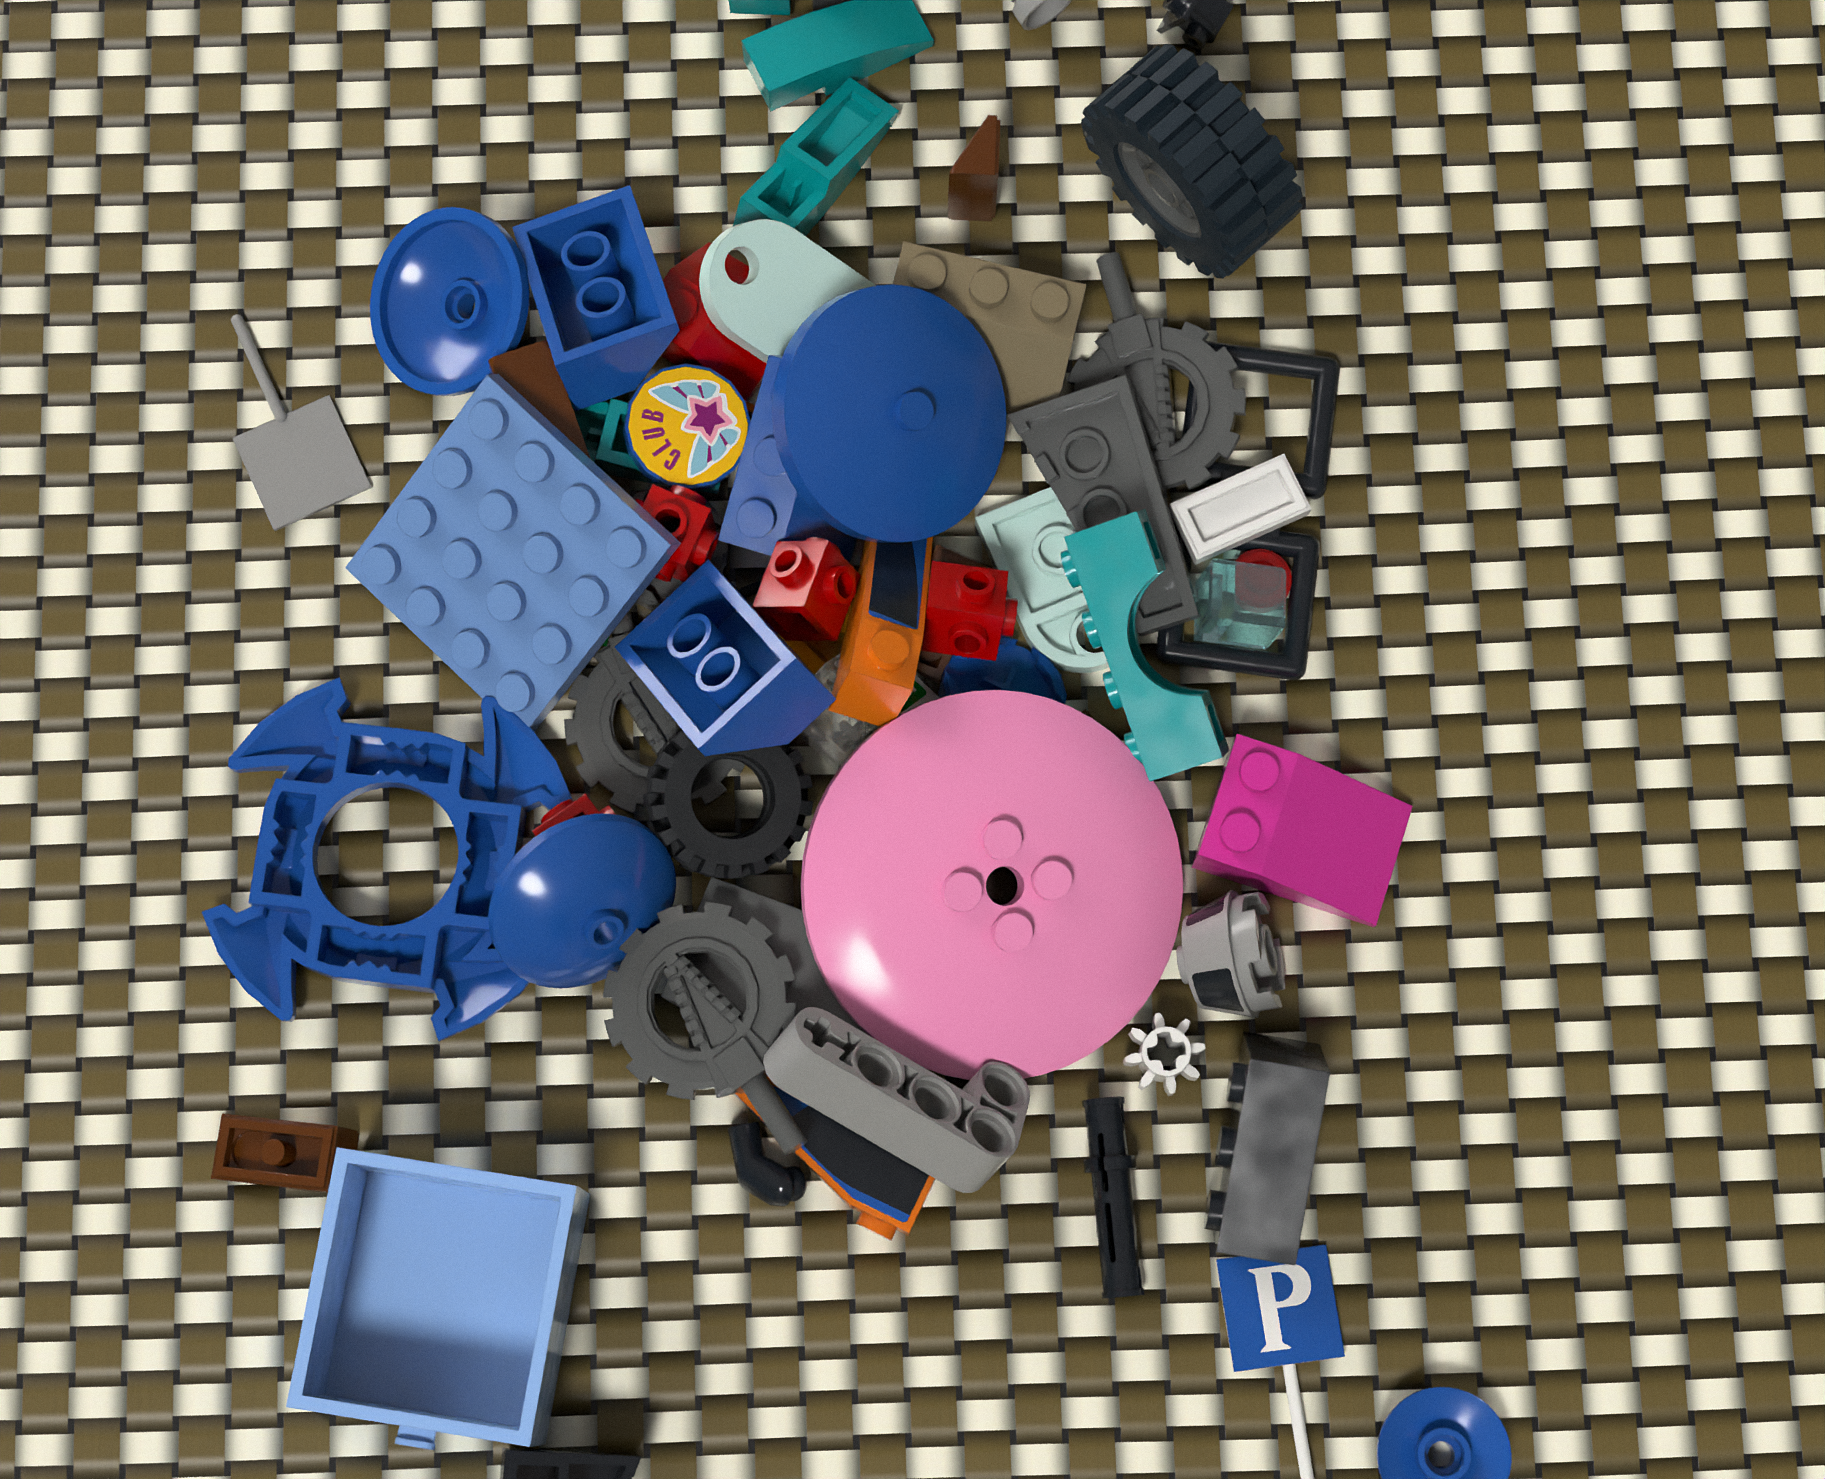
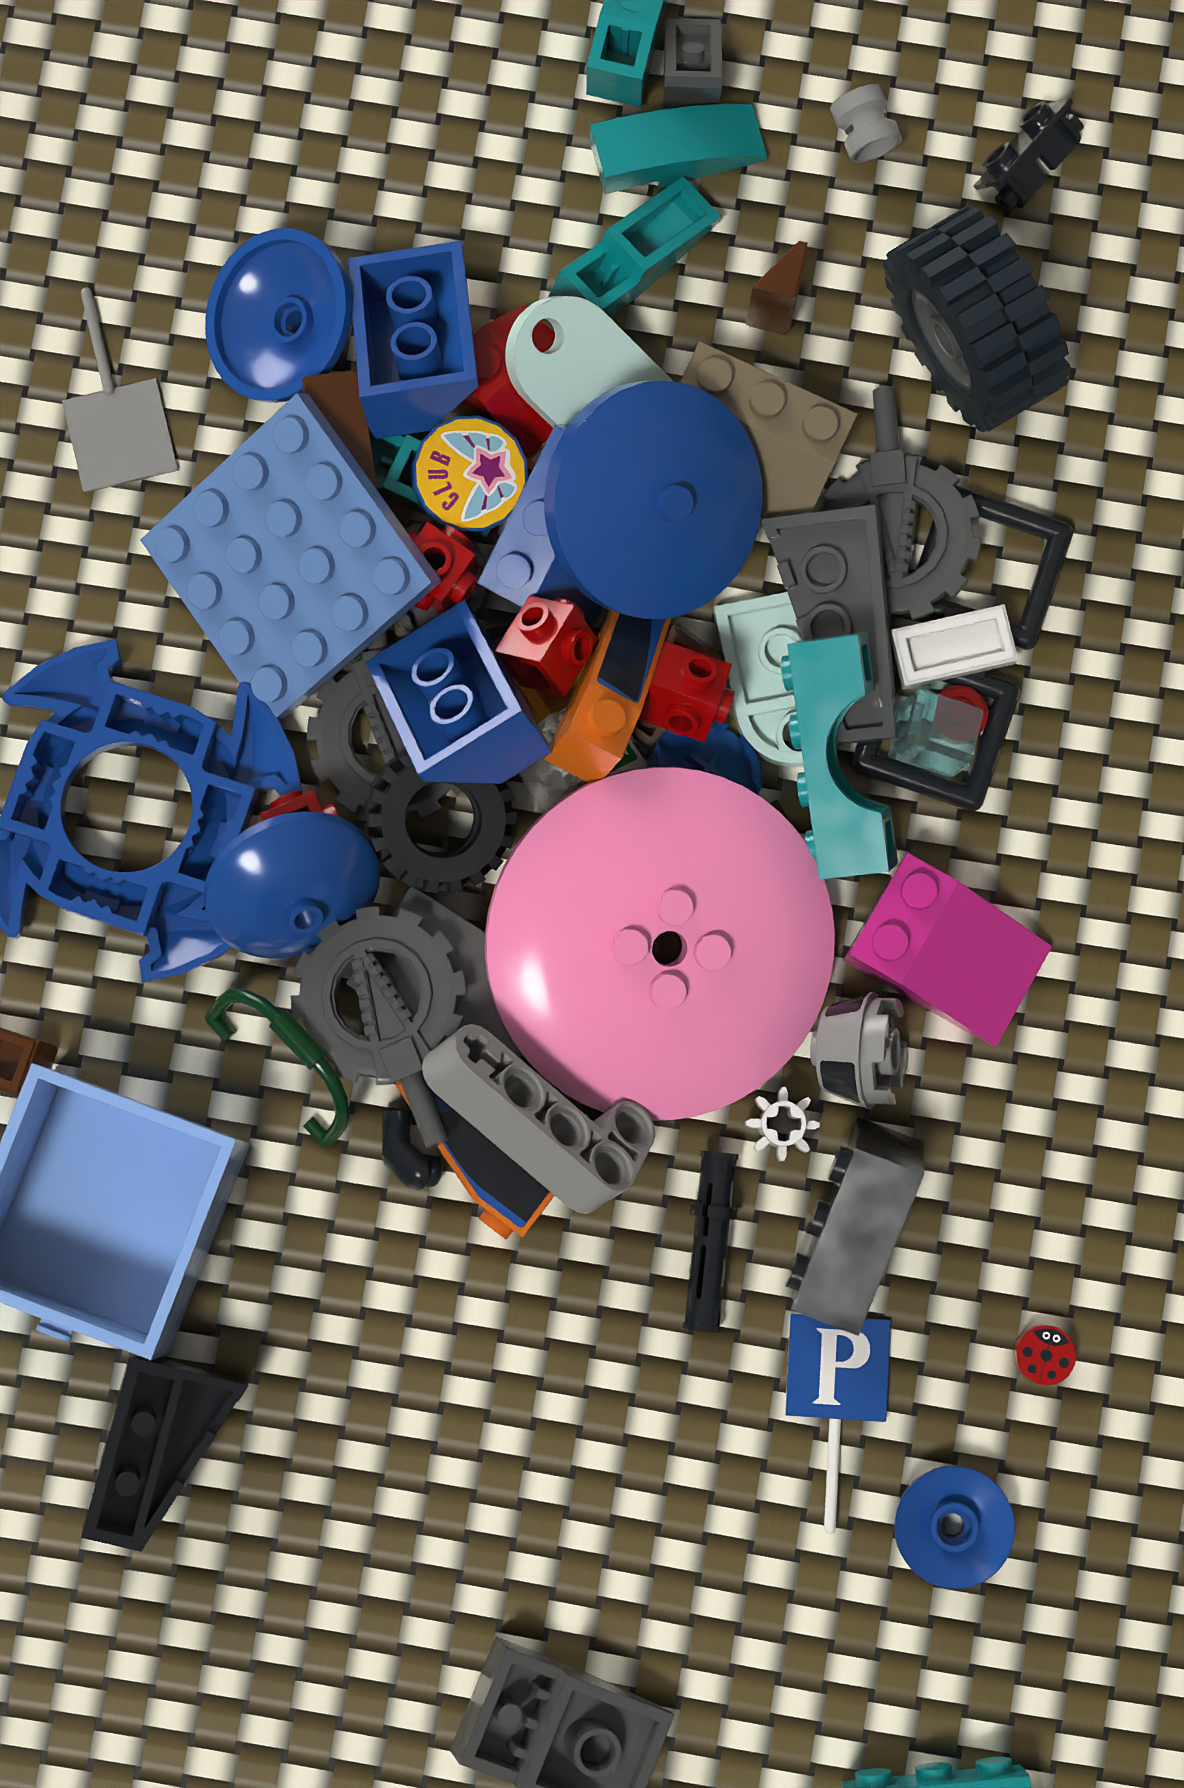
camera: 10 degrees right, 5 degrees up
(627, 1071) = (301, 1045): none -> dark green piece
(1500, 1247) = (1044, 1355): none -> red tile

